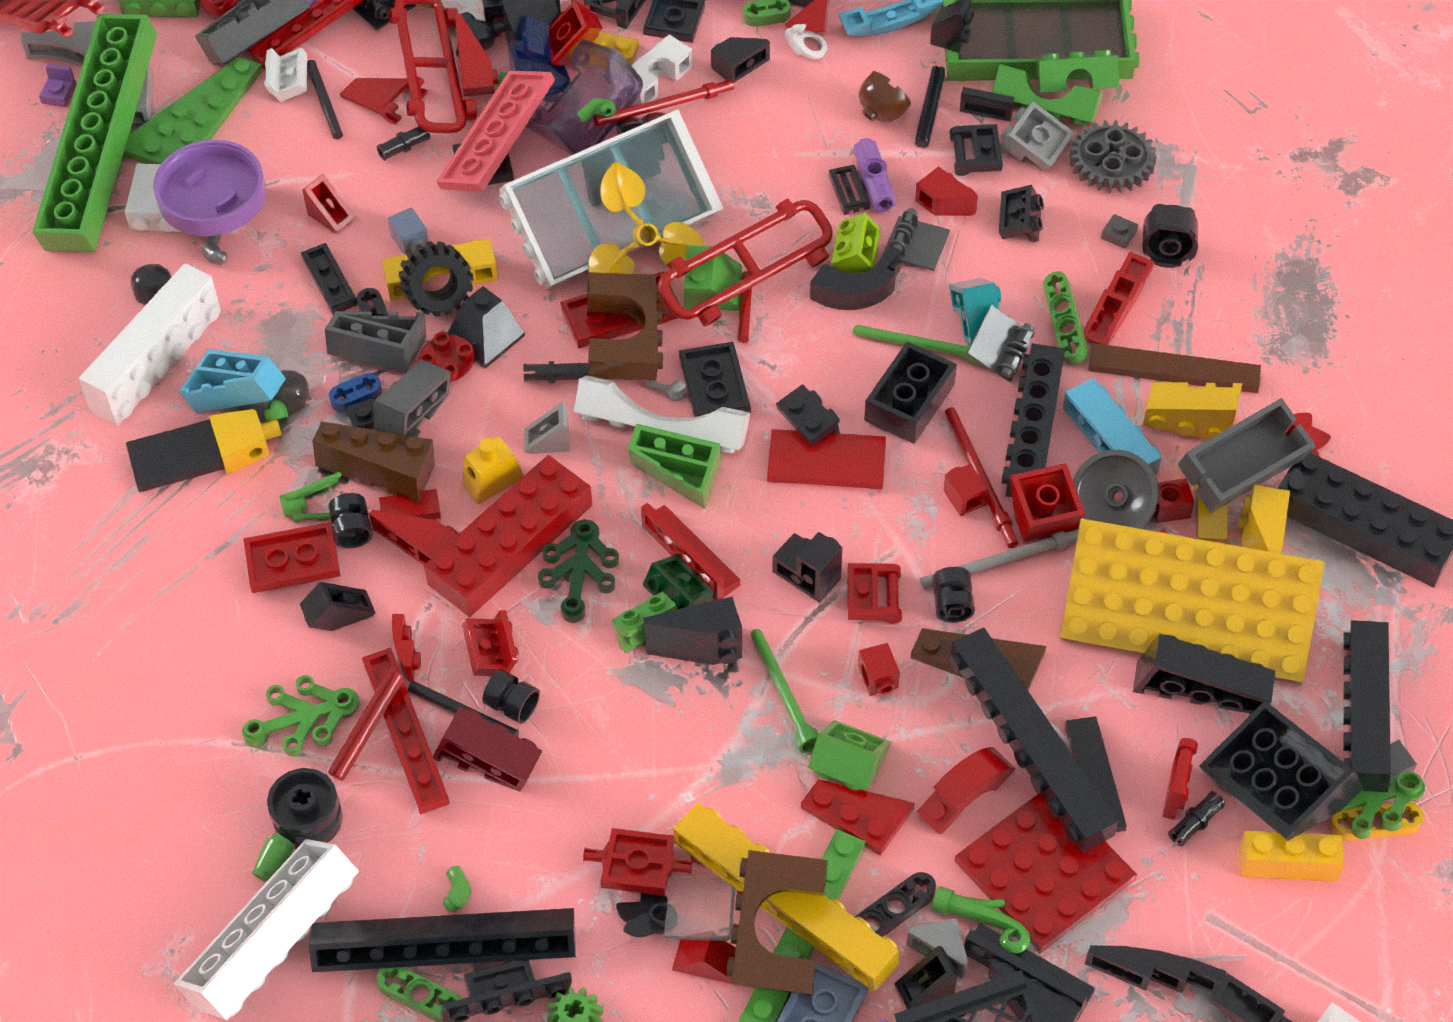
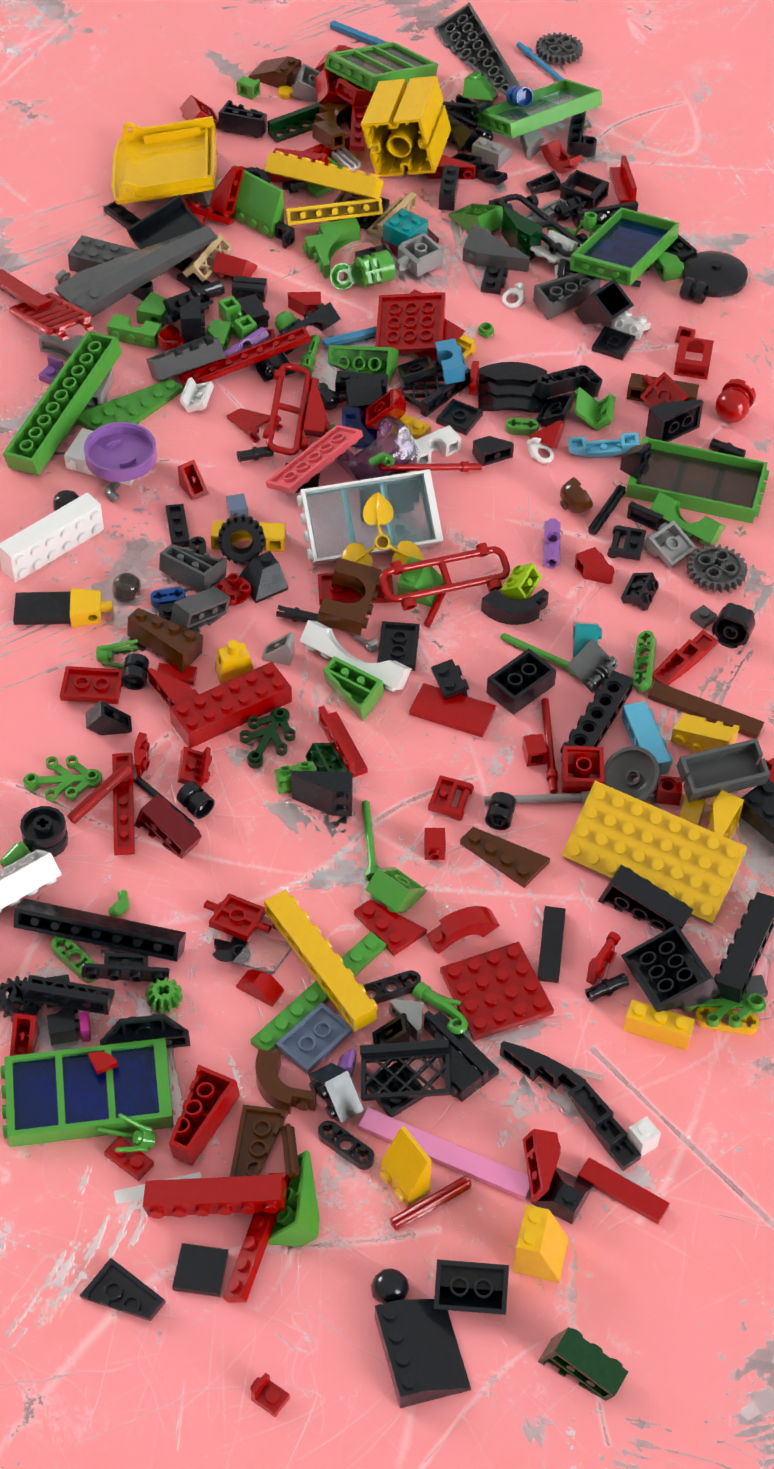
camera: 15 degrees right, 5 degrees down
(231, 380) = (91, 570): medium azure wedge -> none
(275, 410) = (114, 595): bright green hinge -> none
(324, 99) = (215, 417): black bar -> none
(536, 39) = (360, 408): clear blue tile -> none
(765, 876) = (305, 941): reddish brown arch -> none
(810, 564) = (414, 769): black brick -> none
(853, 205) = (532, 559): black tile -> none
(917, 241) = (565, 591): dark grey hinge -> none
(1033, 740) = (515, 909): black brick -> none
(1101, 69) = (728, 510): bright green arch -> none

